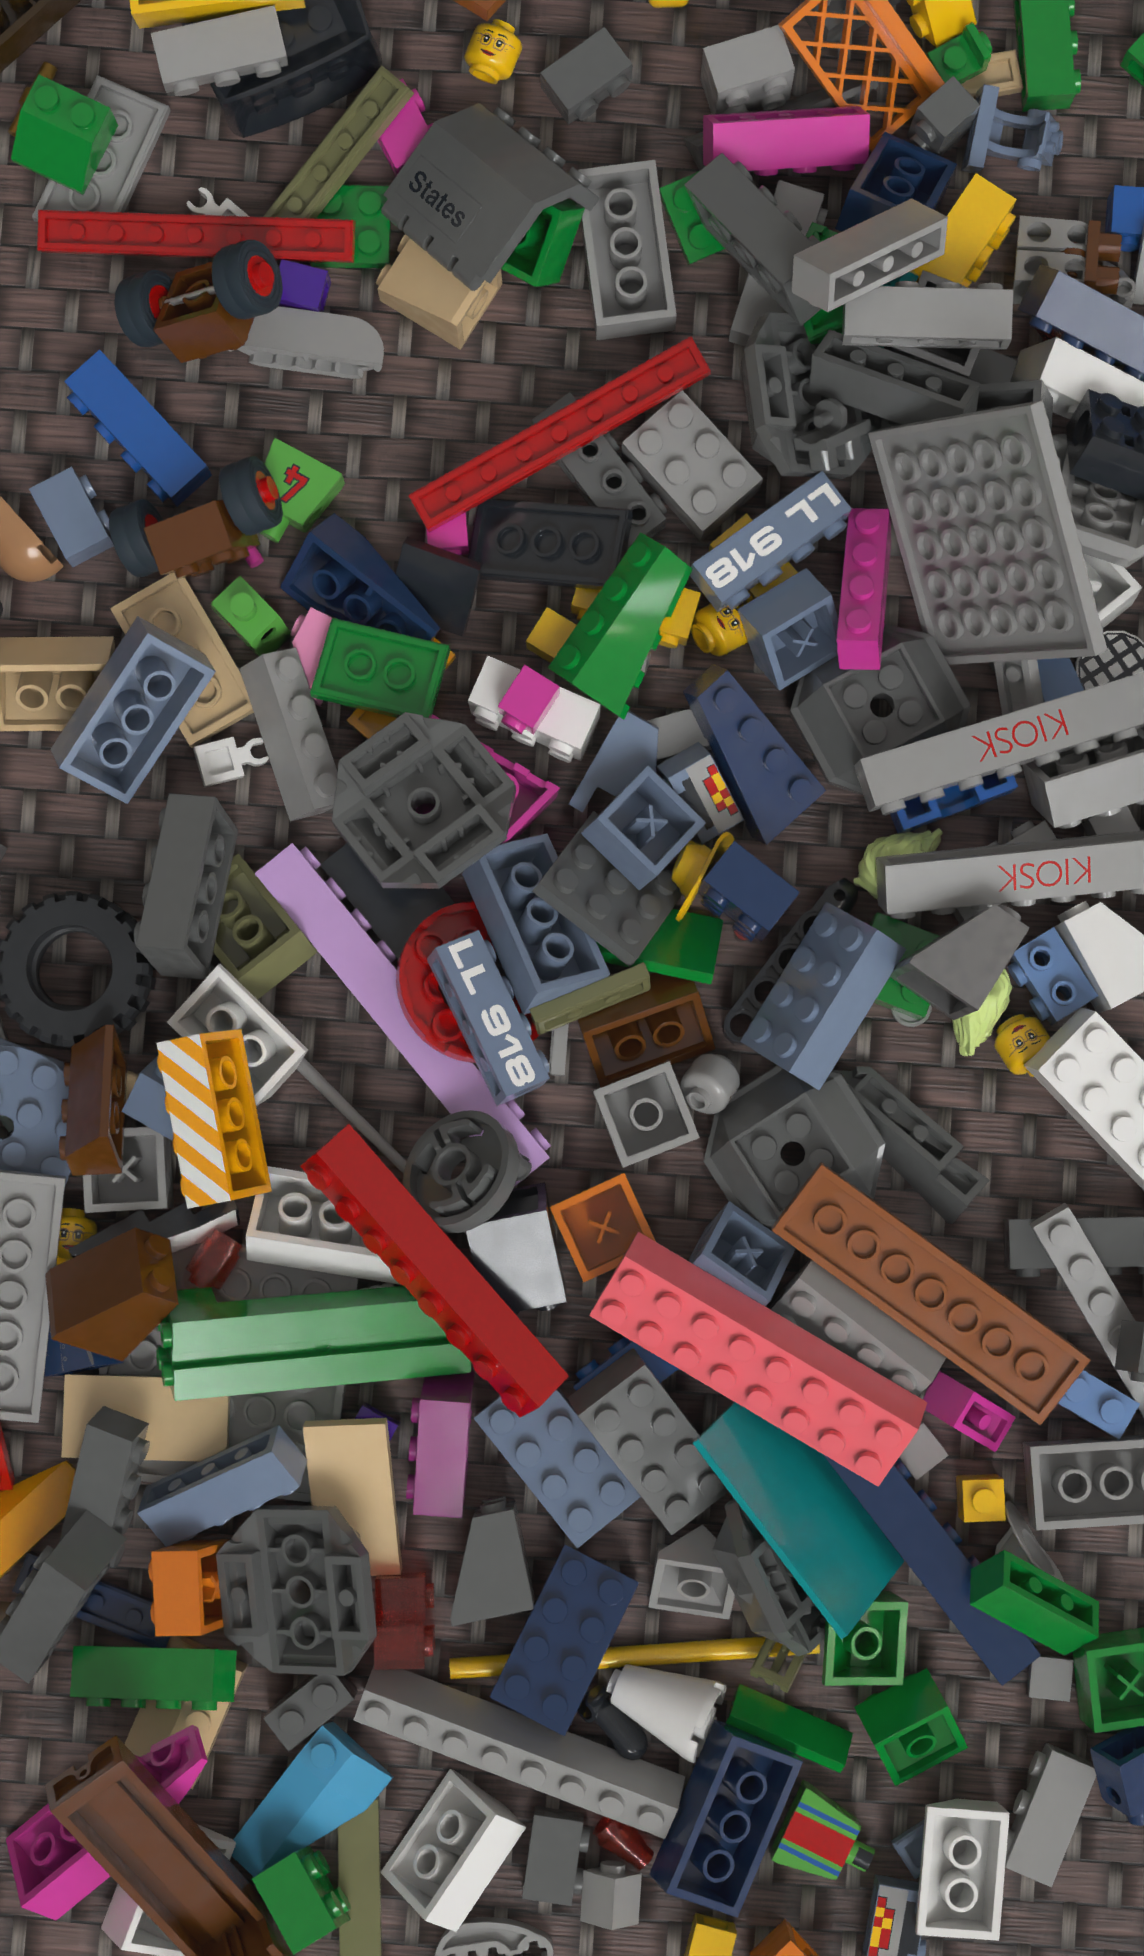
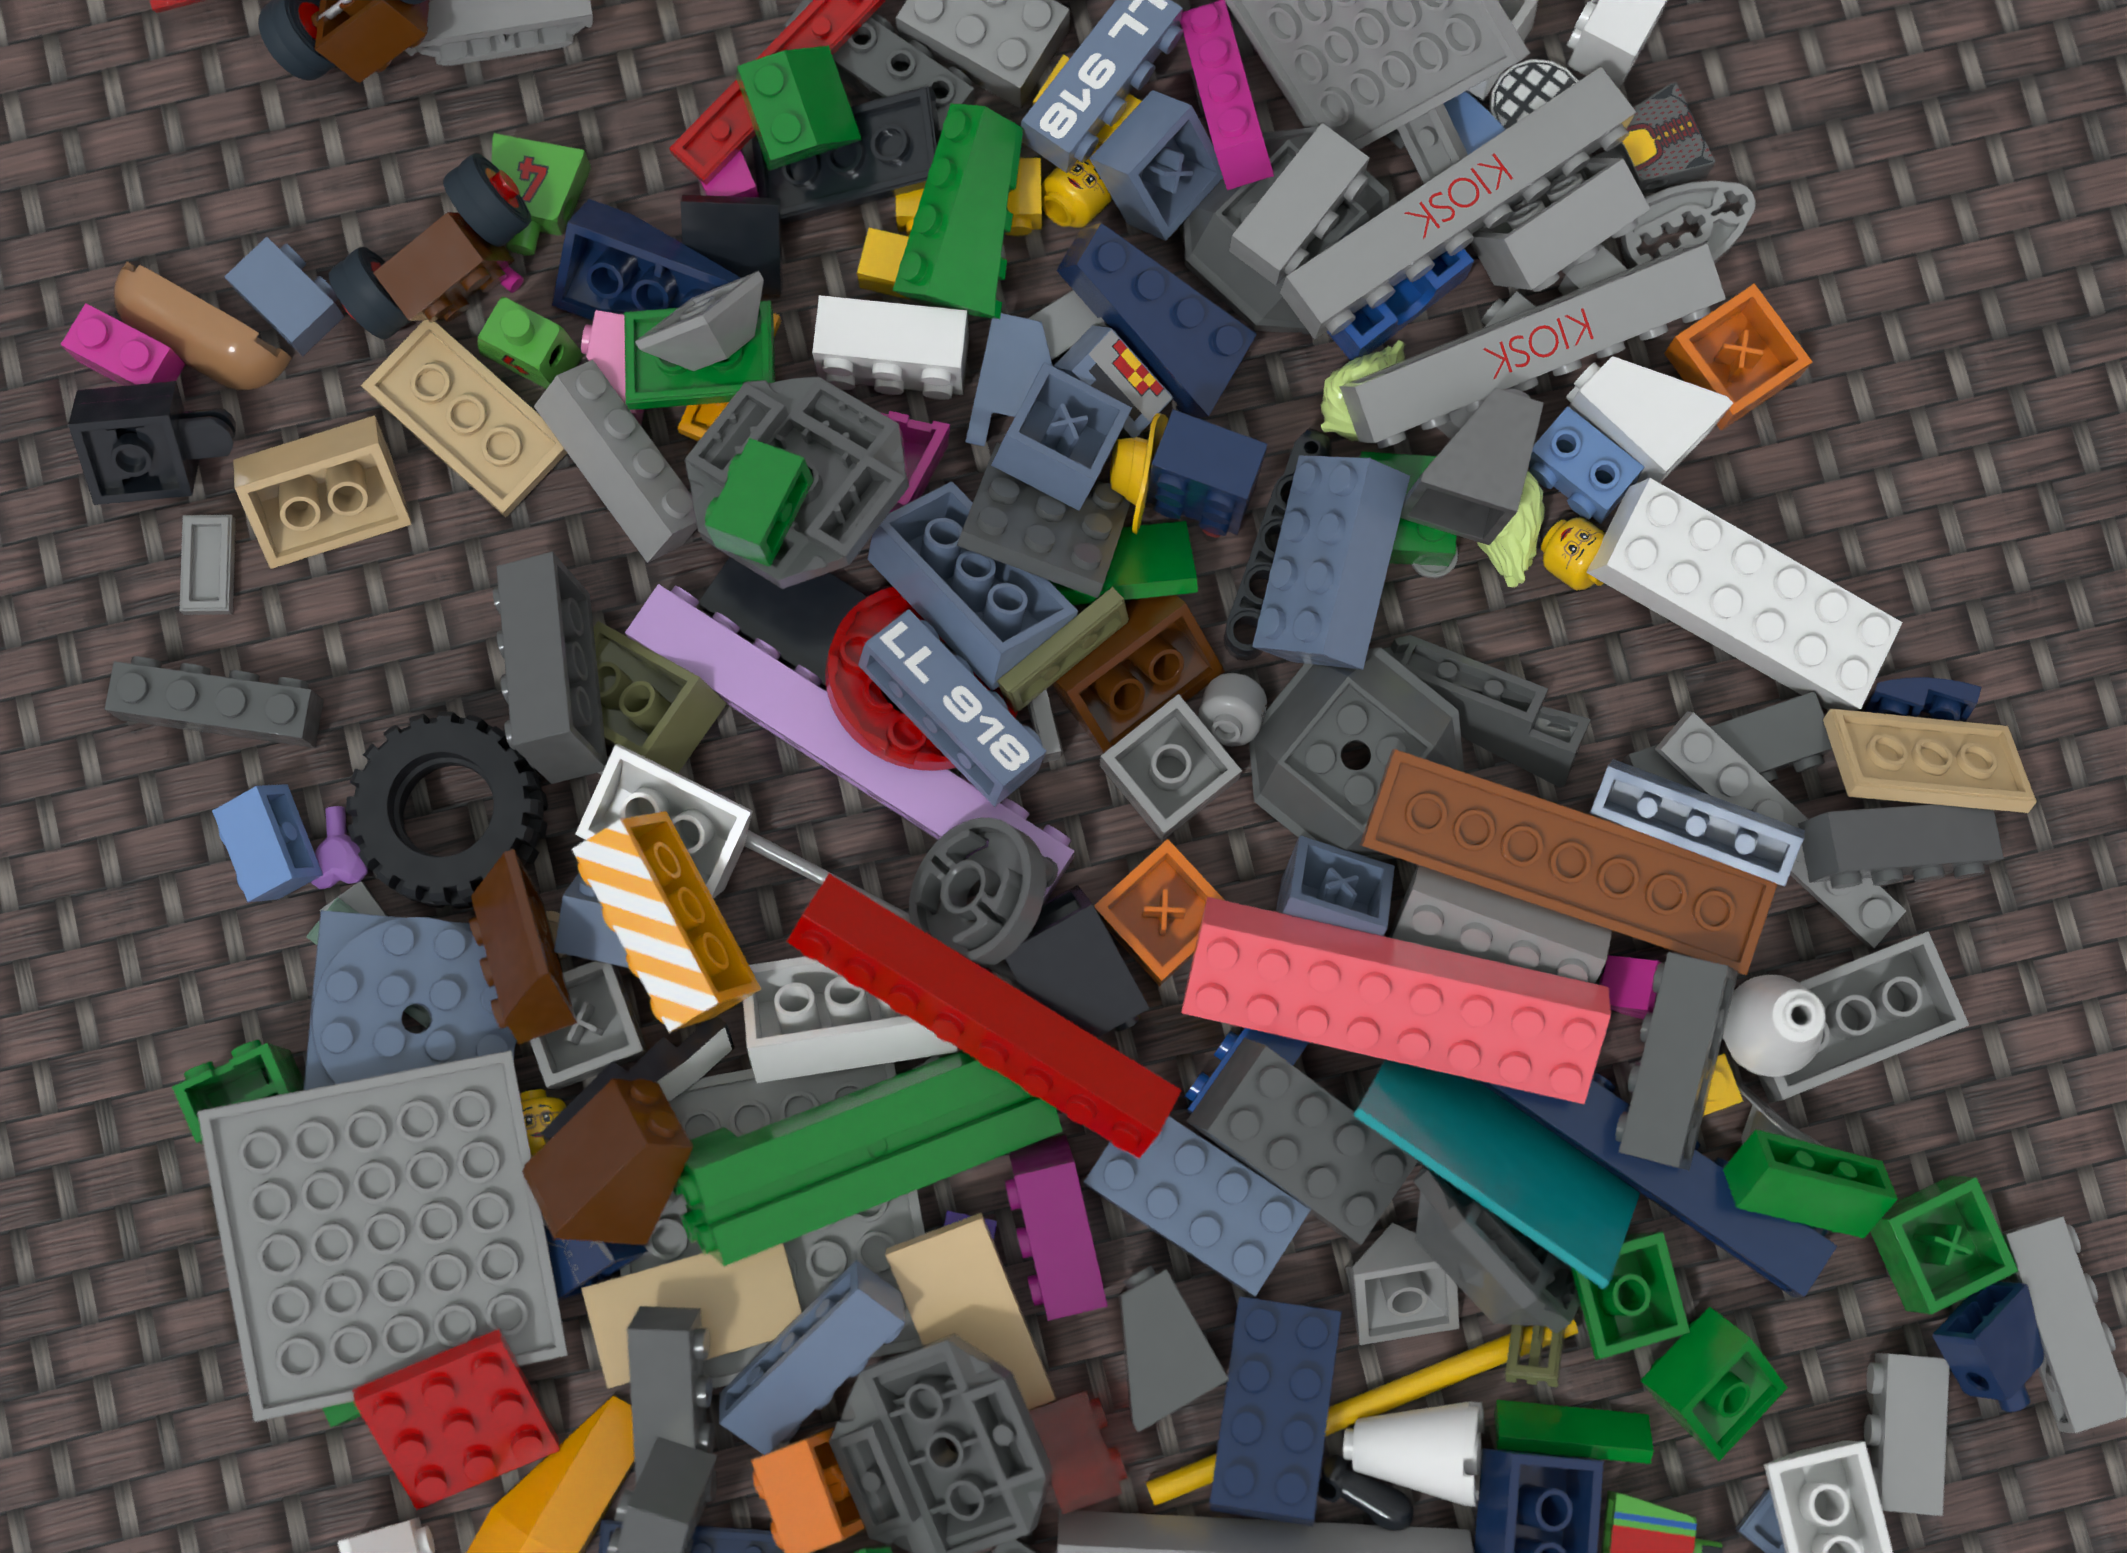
camera: 25 degrees left, 5 degrees down
(132, 710) = (423, 487): sand blue brick -> none
(137, 428) = (330, 174): blue brick -> none
(213, 1260) = (717, 1095): clear red brick -> none
(223, 761) = (548, 520): white plate -> none
(384, 815) = (758, 501): none -> green brick
(391, 653) = (707, 325): none -> light grey slope
(520, 494) = (797, 104): none -> green slope
(527, 701) = (882, 328): dark pink brick -> none
(892, 702) = (1300, 205): none -> light grey brick
(922, 1452) = (1618, 1057): light grey tile -> none
(962, 1476) = (1677, 1060): none -> dark grey brick
(1038, 1461) = (1773, 1025): none -> white cone
(1042, 1295) = (1698, 822): none -> sand blue brick
(1050, 1678) = (1855, 1274): light grey tile -> none
(1099, 1404) = (1804, 935): medium blue brick -> none

